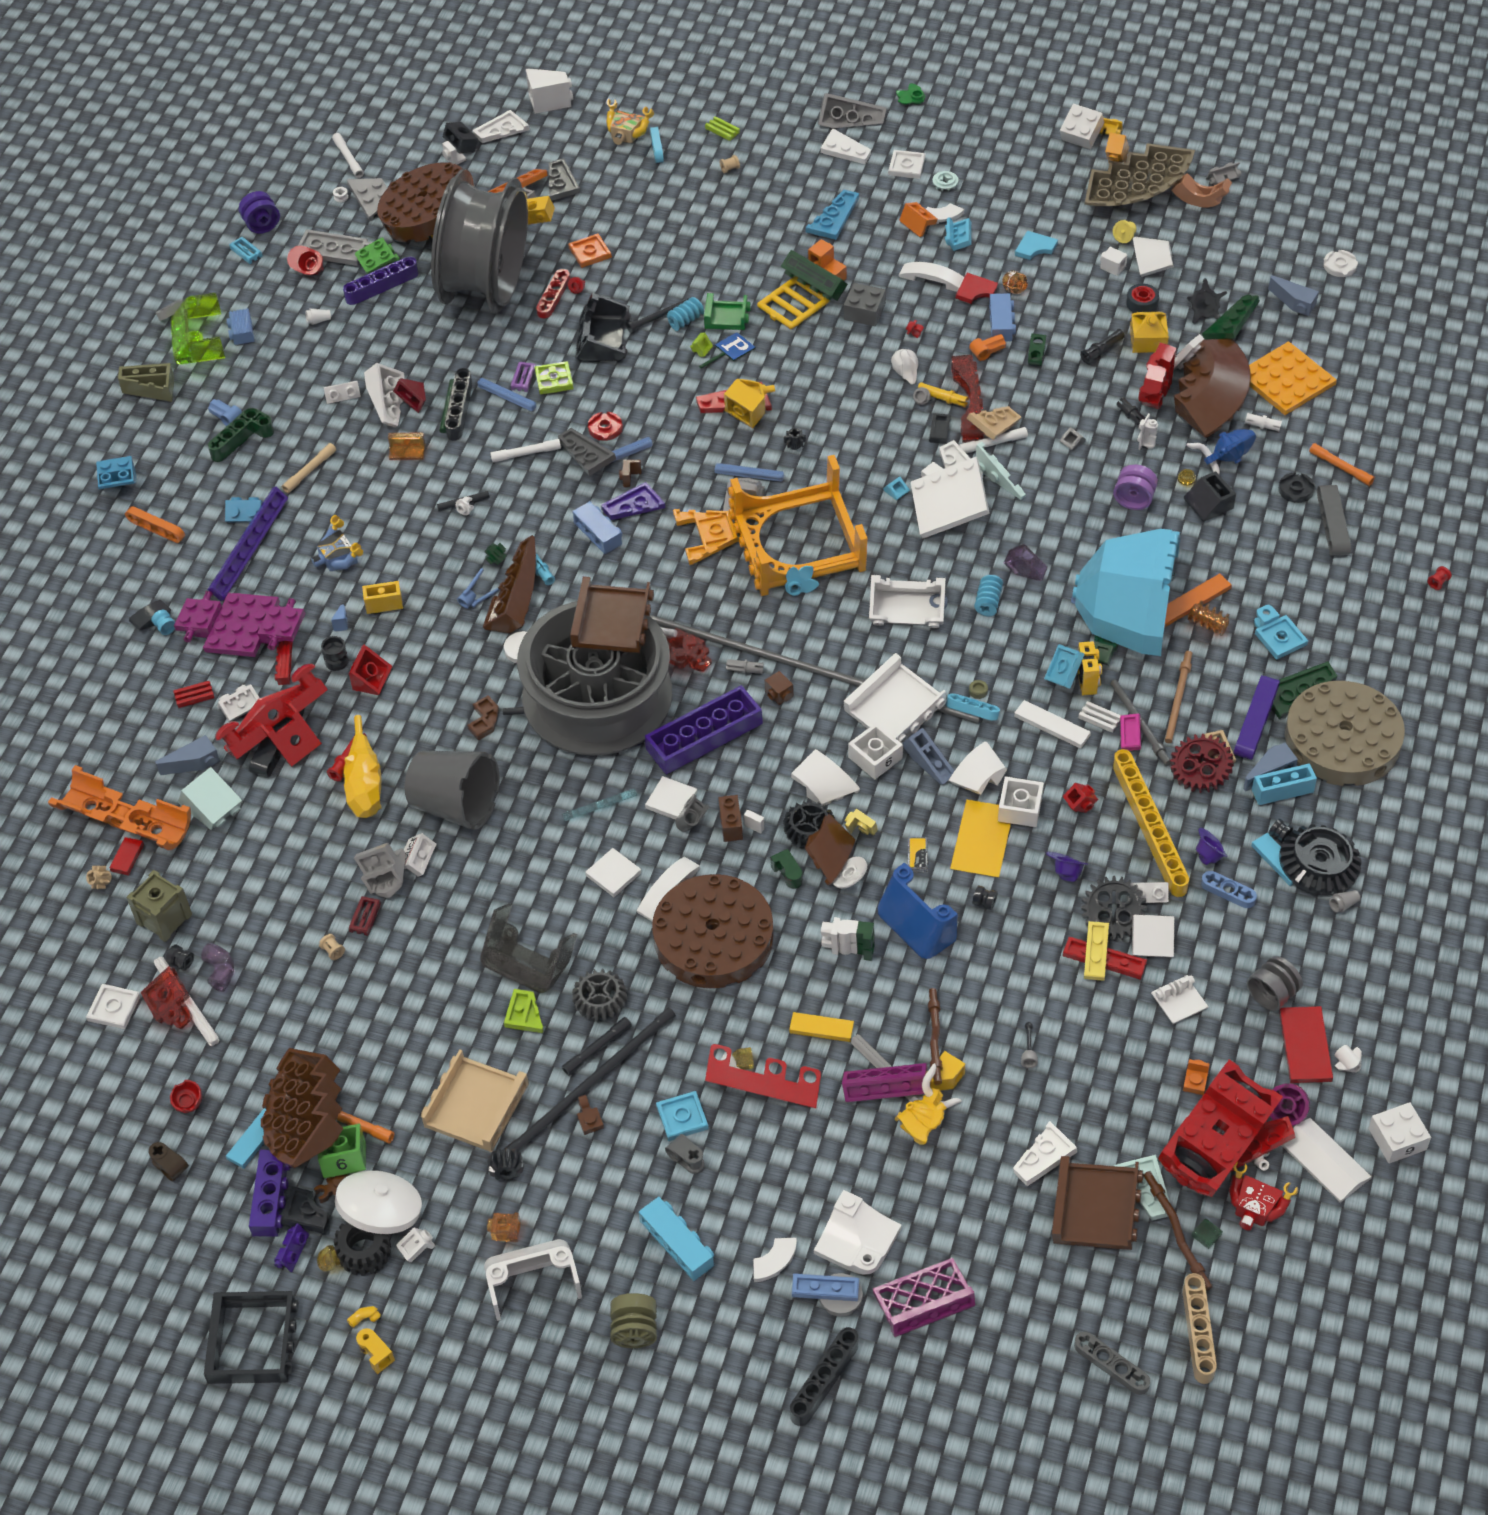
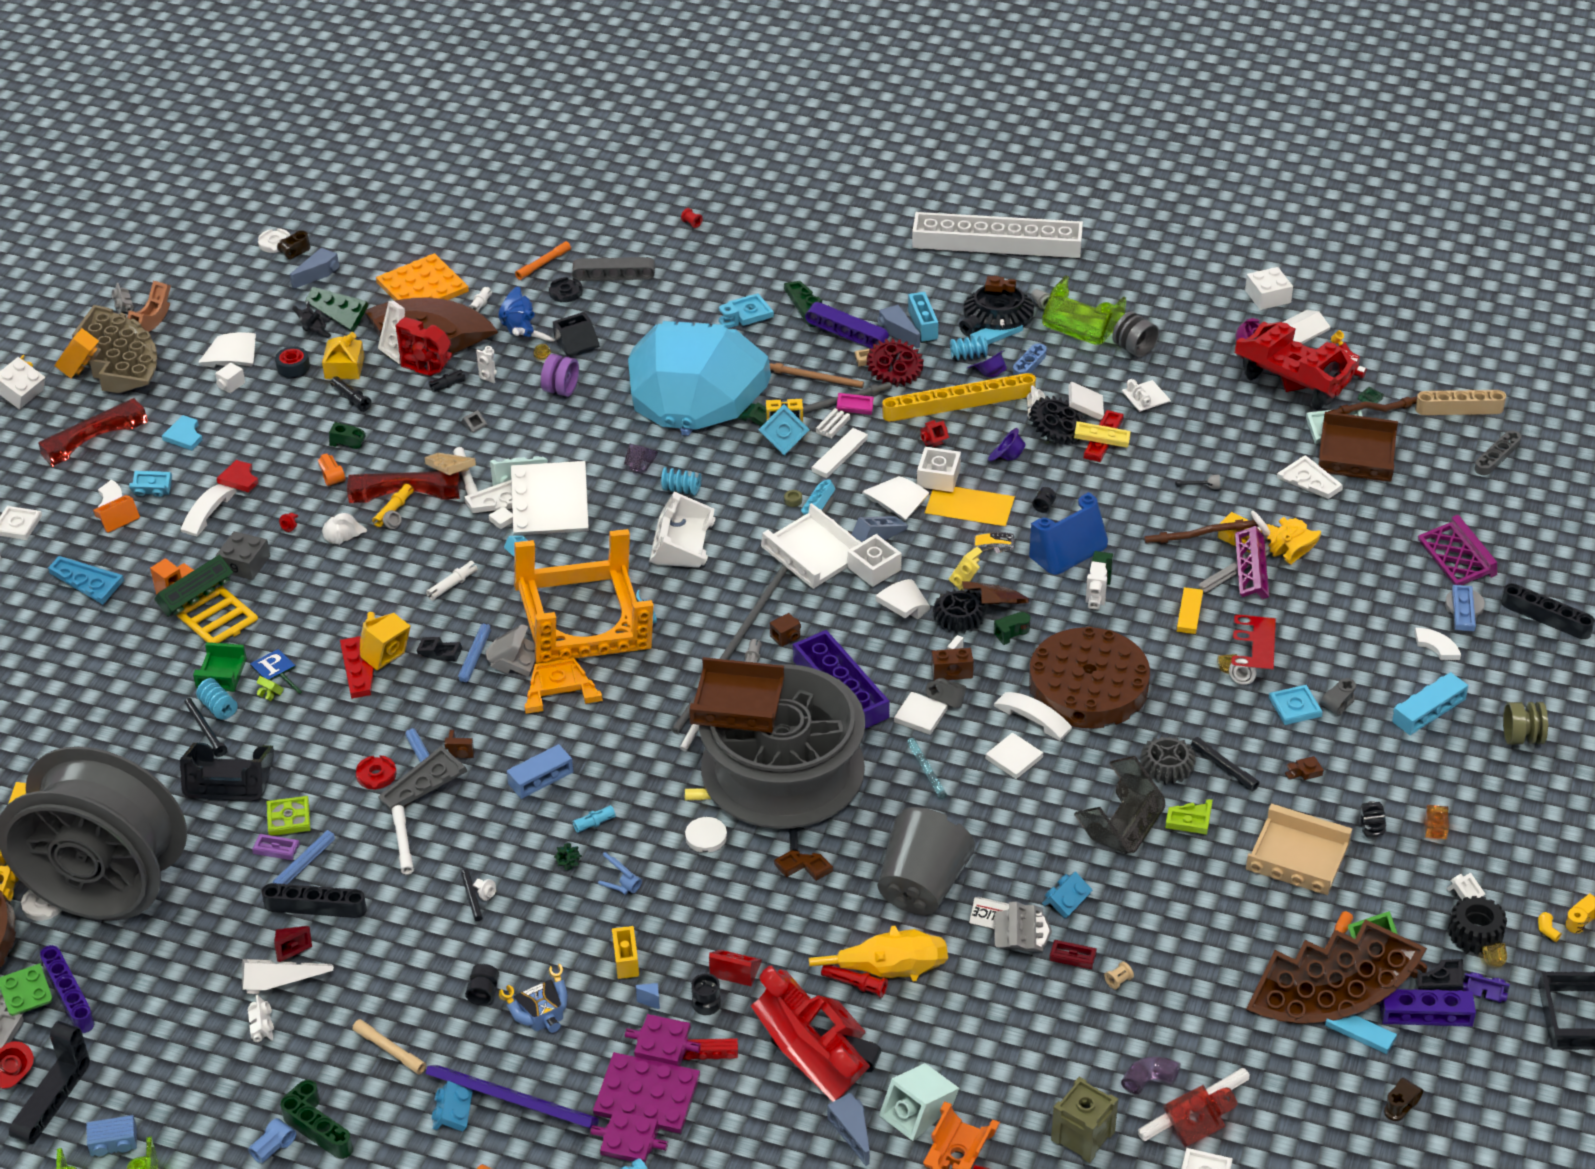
camera: 90 degrees left, 10 degrees down
(178, 956) = (1140, 1110): black wheel -> none
(186, 1096) = (1322, 1085): red hair -> none
(194, 693) = (745, 1122): red tile -> none
(238, 702) = (768, 1086): white bracket -> none
(303, 292) = (57, 1084): none -> black beam
(316, 316) = (113, 1056): white cone -> none
(359, 512) = (482, 984): none -> black wheel
(378, 1202) = (1433, 909): white dish -> none
(406, 446) = (374, 951): clear orange panel -> none
(431, 910) = (1068, 894): none -> dark azure bracket
(442, 426) = (313, 916): dark green bar -> none
(512, 603) = (626, 840): reddish brown wedge -> none
(527, 1259) = (1478, 816): white windscreen -> none
(633, 502) = (504, 742): wing -> none
(658, 1023) = (1342, 818): black piece -> none
(753, 448) = (436, 649): none -> black slope
(794, 438) = (435, 613): black gear -> none
(847, 449) = (456, 577): none -> white pin
(851, 872) = (1020, 574): white dish -> none
(856, 1235) = (1409, 591): white slope -> none
(939, 428) = (438, 511): black tile -> none
(949, 177) = (51, 491): light aqua gear -> none
(1001, 316) = (290, 458): medium blue brick -> none
(1005, 170) = (121, 417): none -> clear red arch
(1014, 282) = (240, 446): clear orange head -> none
(1124, 231) = (189, 366): light yellow piece -> none
(1196, 1077) = (1224, 392): orange bracket -> none
(1236, 829) = (970, 347): none -> medium azure piece
(1302, 951) = (1080, 319): none -> clear neon green windscreen
(1305, 1044) = (1188, 332): red tile -> none
(1330, 276) = (296, 244): none -> dark brown piece
(1345, 732) = (864, 279): dark tan brick -> none
(1345, 848) = (997, 284): none -> reddish brown plate
(1348, 1059) = (1199, 309): white piece -> none
(1454, 855) = (997, 234): none -> white brick

